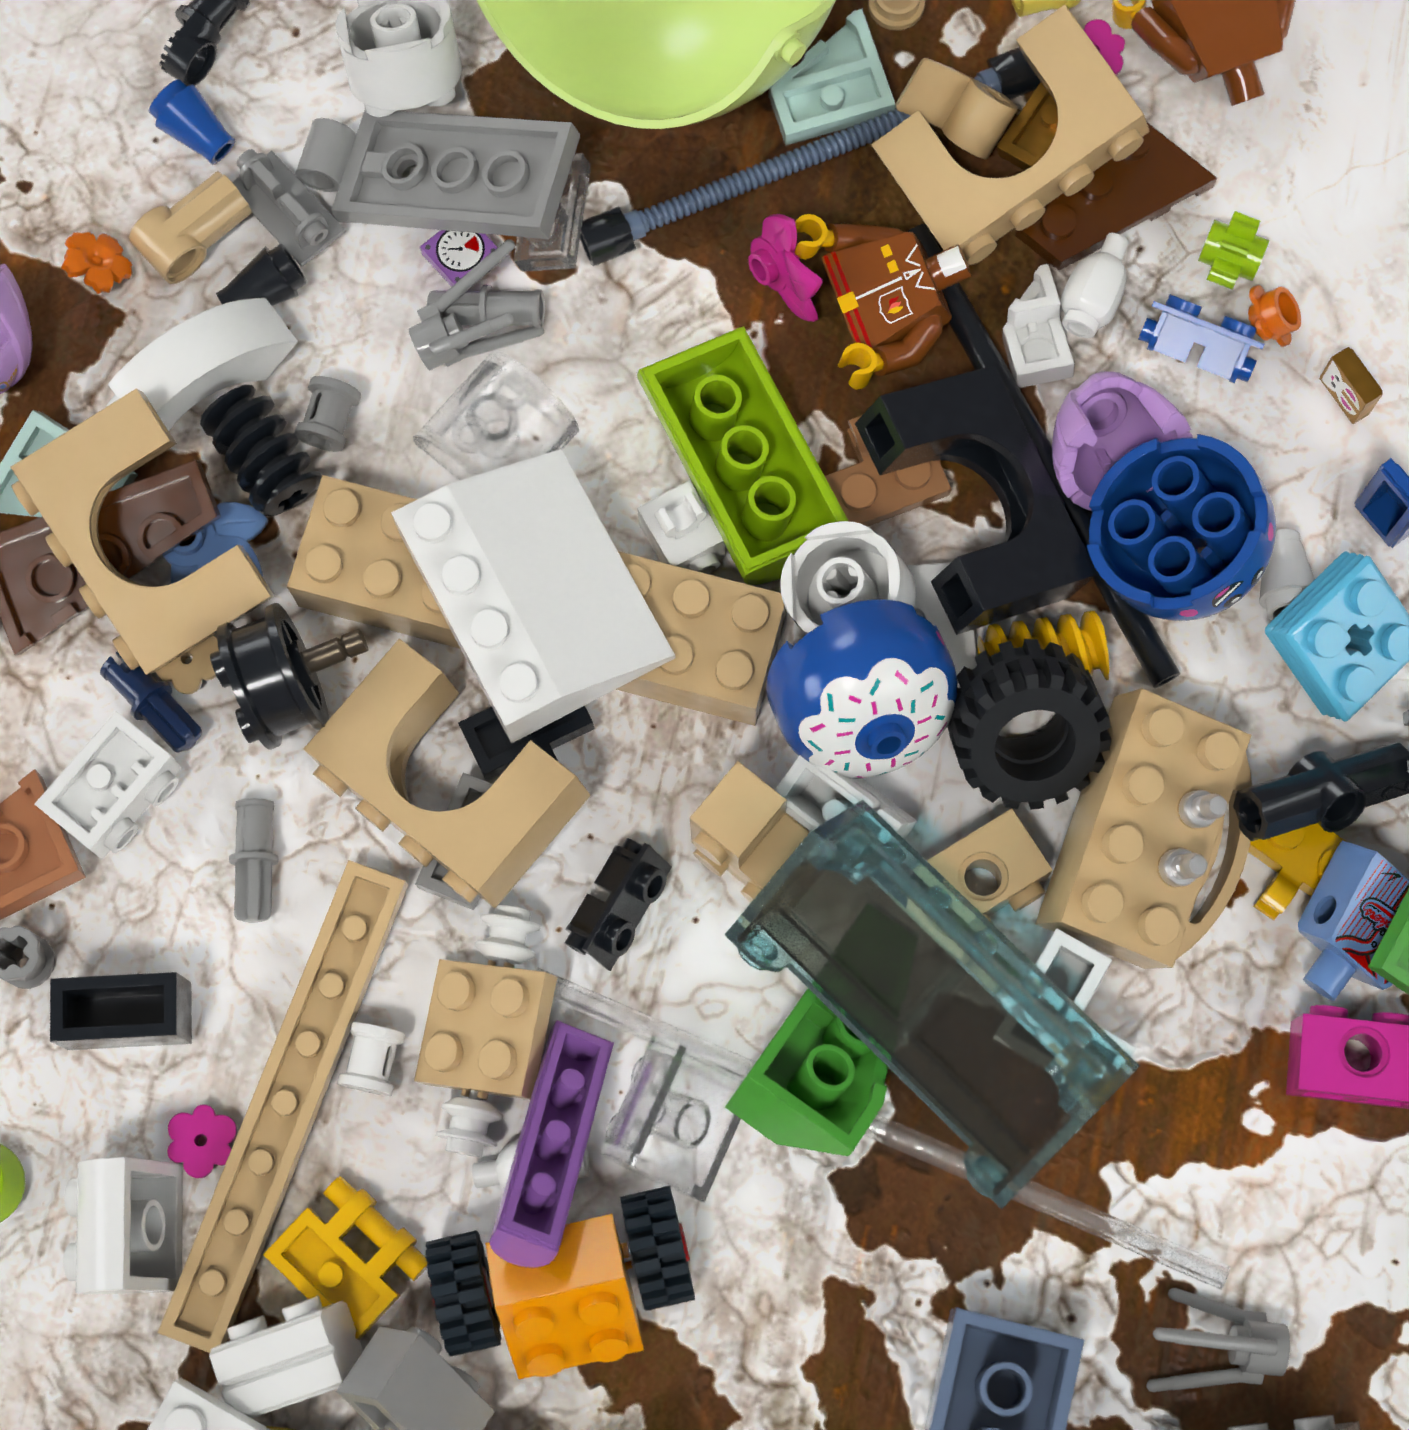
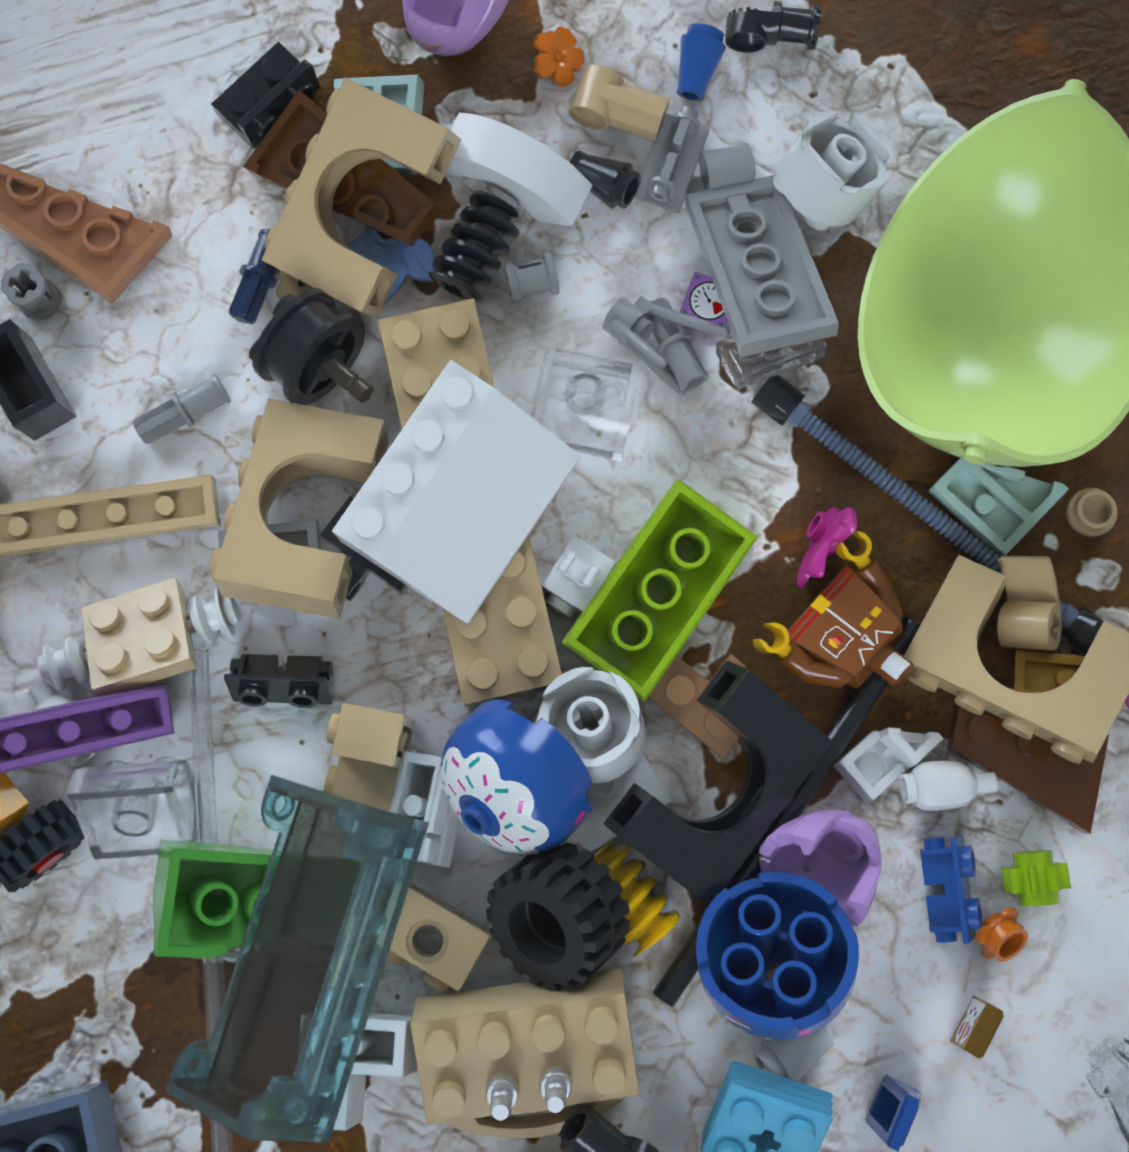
camera: 60 degrees right, 5 degrees up
(110, 786) = (177, 283): white bracket -> none
(371, 1059) = (79, 569): white bush -> none

